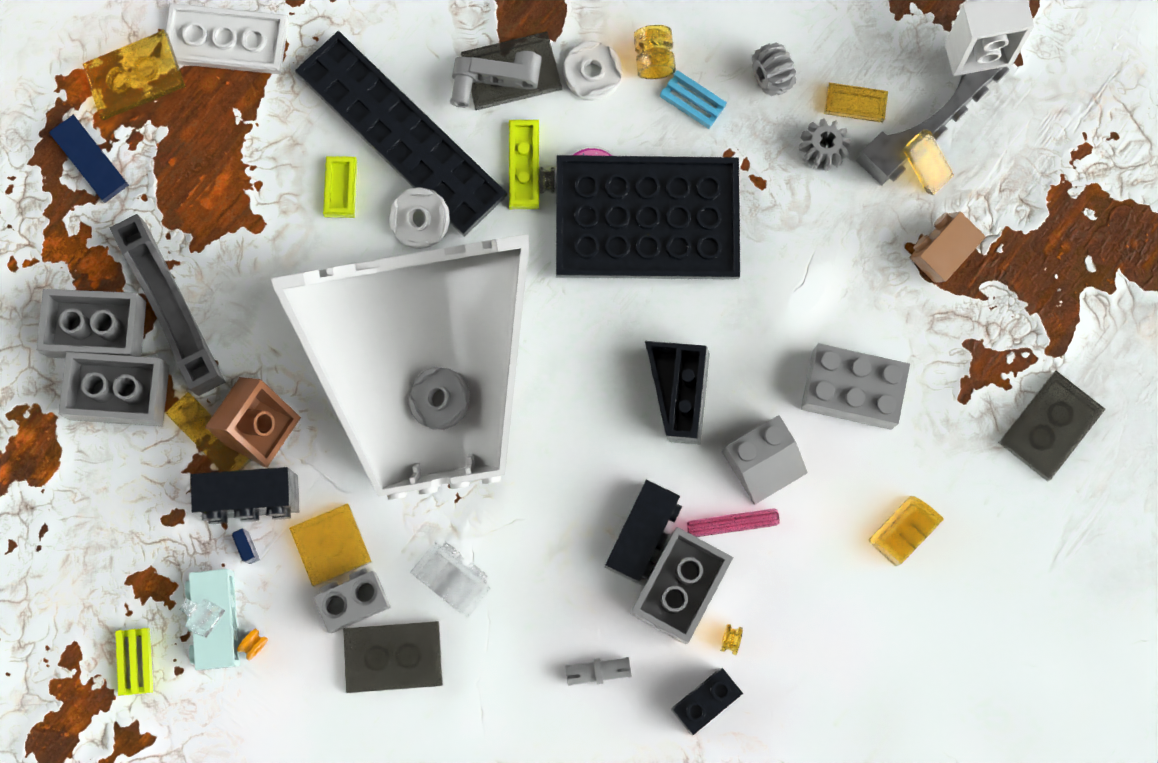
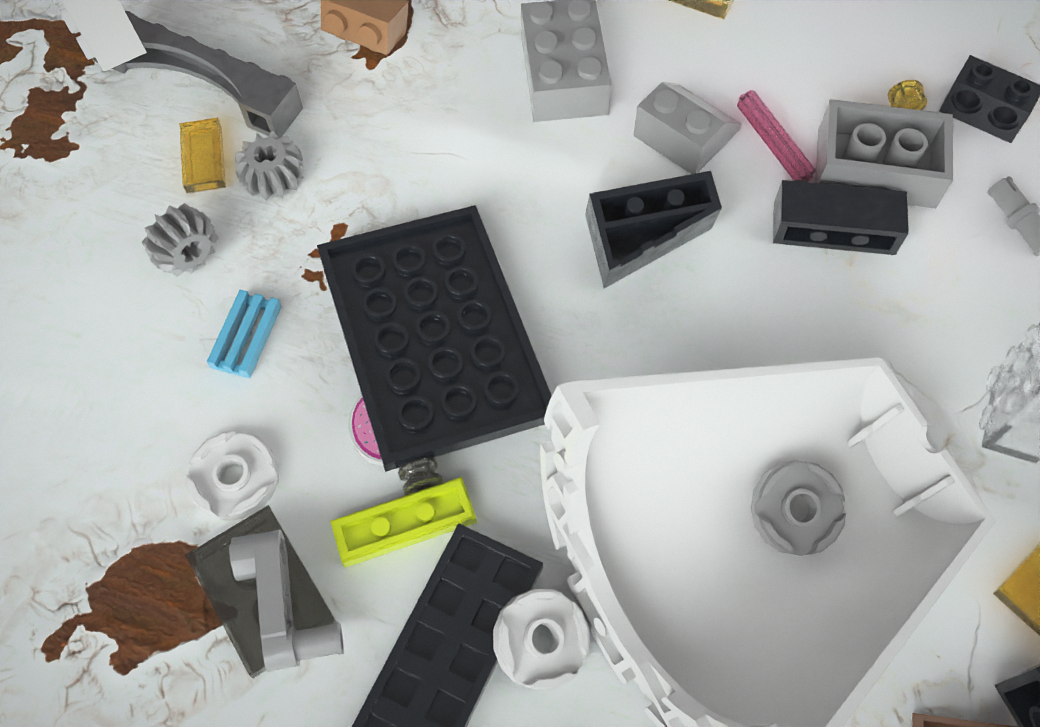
camera: 105 degrees left, 15 degrees down
(654, 47) = (201, 386): clear yellow wheel -> none
(928, 162) = (262, 54): clear yellow tile -> none

